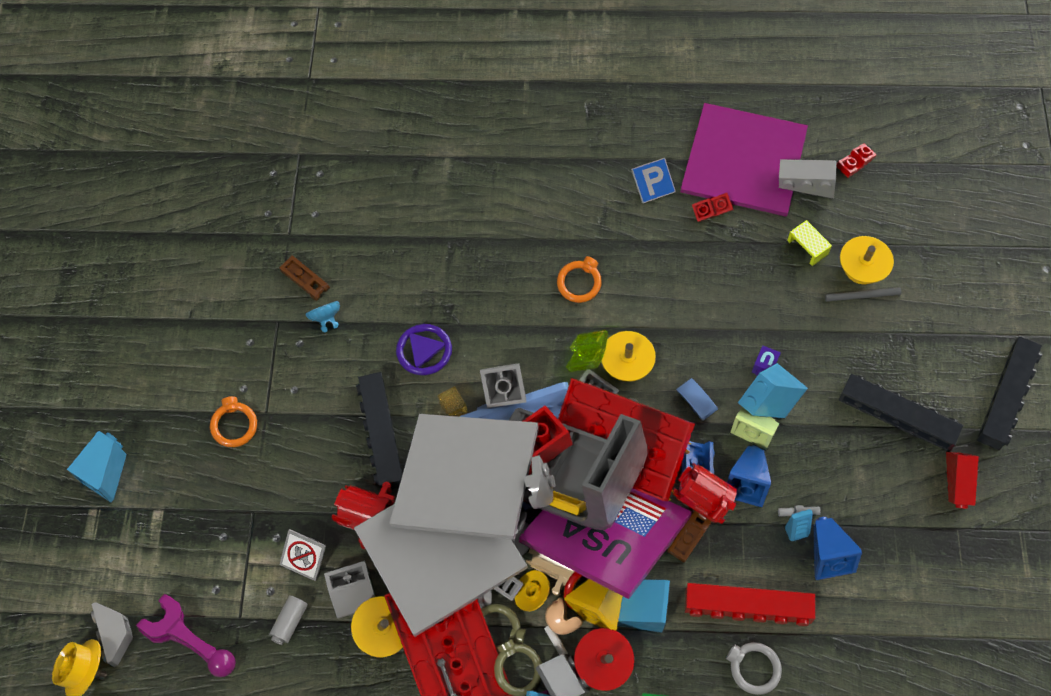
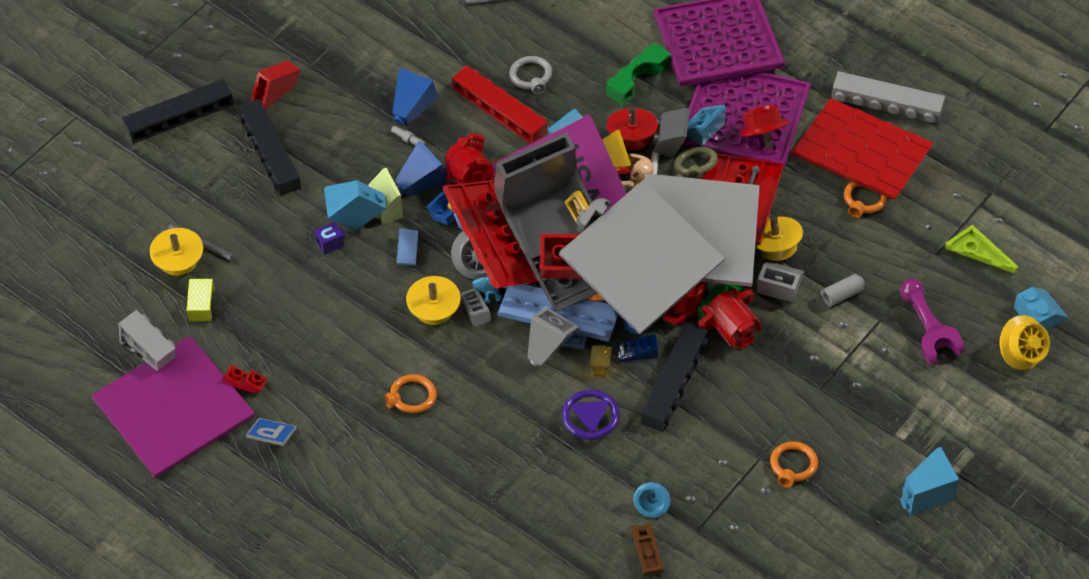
camera: 145 degrees left, 10 degrees down
(112, 632) = (985, 362): light grey slope -> none
(302, 555) = (801, 323): piece -> none
(587, 350) = (459, 326): clear neon green slope -> none
(799, 525) = (418, 122): dark azure slope -> none
(856, 160) = (81, 343): red slope -> none

